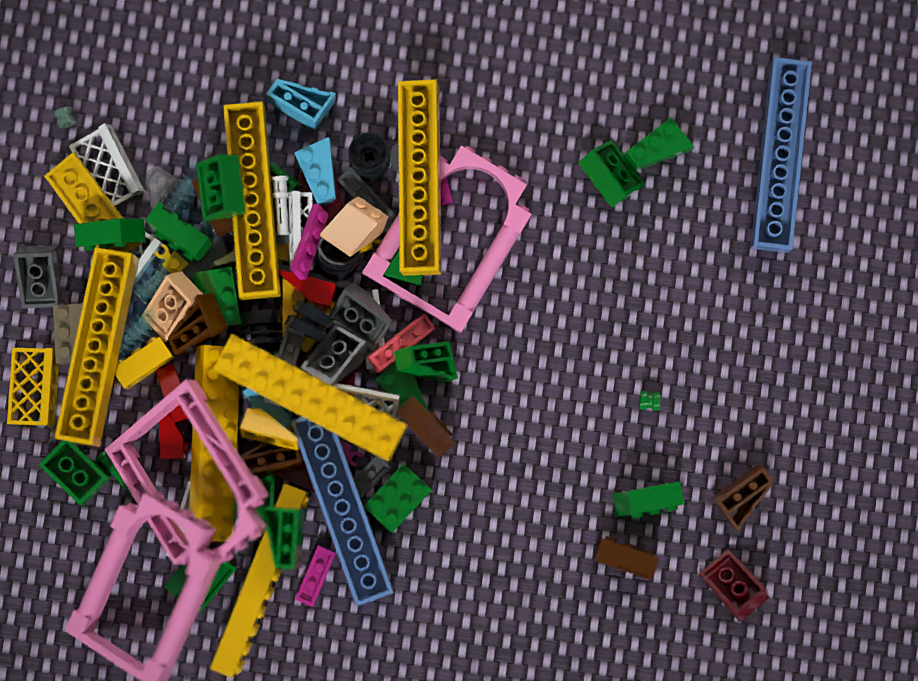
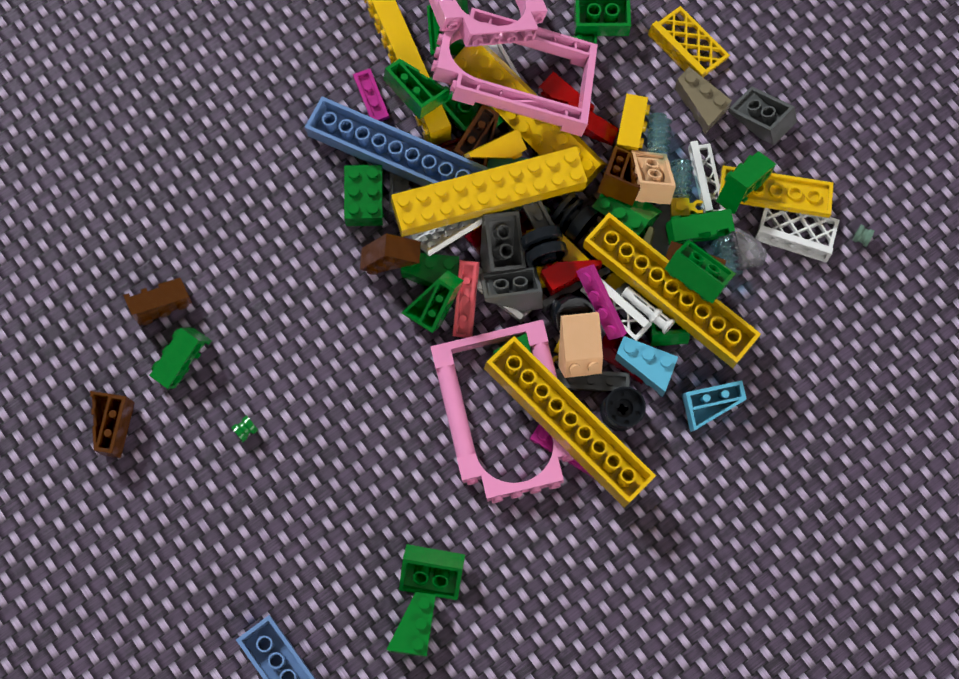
camera: 130 degrees right, 10 degrees down
(97, 347) = (672, 97): yellow brick -> none
(734, 585) = (60, 355): dark red slope -> none

